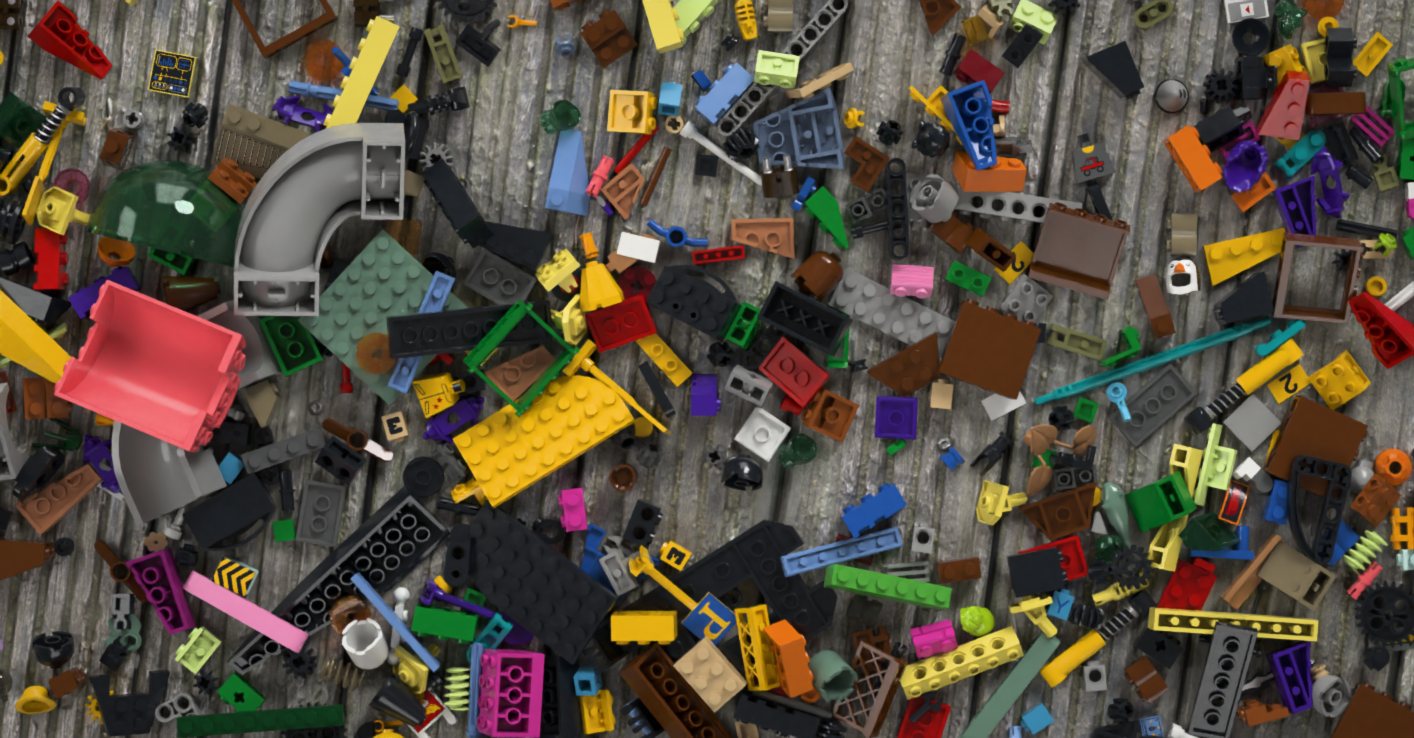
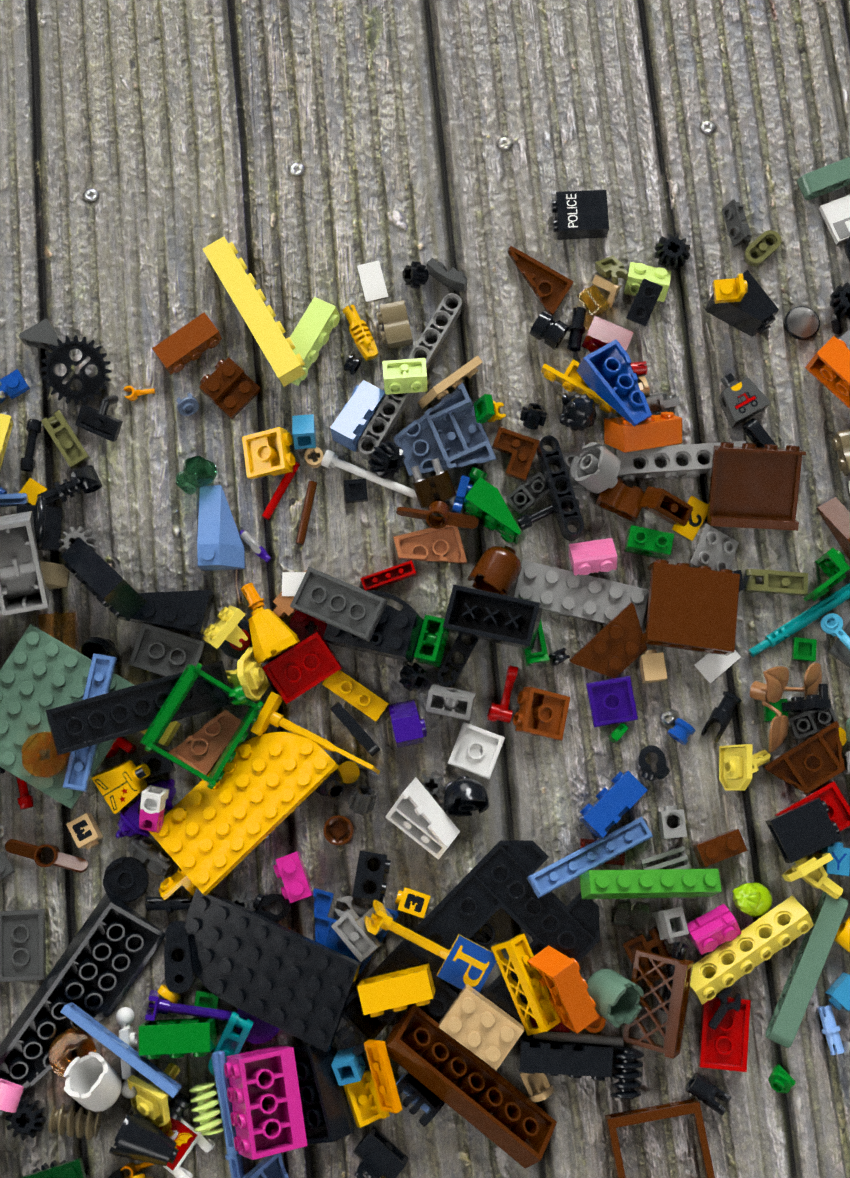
camera: 10 degrees left, 10 degrees down
(340, 460) = (31, 882): black brick -> none
(462, 421) = (152, 808): none -> leg
(560, 339) = (239, 694): none -> green hinge
(599, 176) = (248, 524): coral pin -> none
(616, 695) = (382, 1076): none -> light orange tile
(624, 189) = (276, 532): nougat wing -> none
(667, 275) = (339, 604): none -> dark grey tile
(698, 242) = (357, 569): blue piece -> none
(700, 485) = (423, 819): none -> white wedge
(701, 80) = (331, 408): blue piece -> none
(778, 210) = (449, 518): none -> reddish brown piece
(794, 372) = (494, 677): red plate -> none
(798, 451) = (518, 760): clear green hair -> none
(823, 177) = (475, 474): none -> green hinge
(844, 116) = (484, 408): none -> green tile
(898, 626) = (671, 924): none -> light grey brick
(925, 50) = (549, 330): none -> black wheel
(926, 485) = (662, 769): none -> black piece
(1061, 418) = (784, 659): black gear -> none
(1101, 58) = (729, 289): none -> yellow bracket

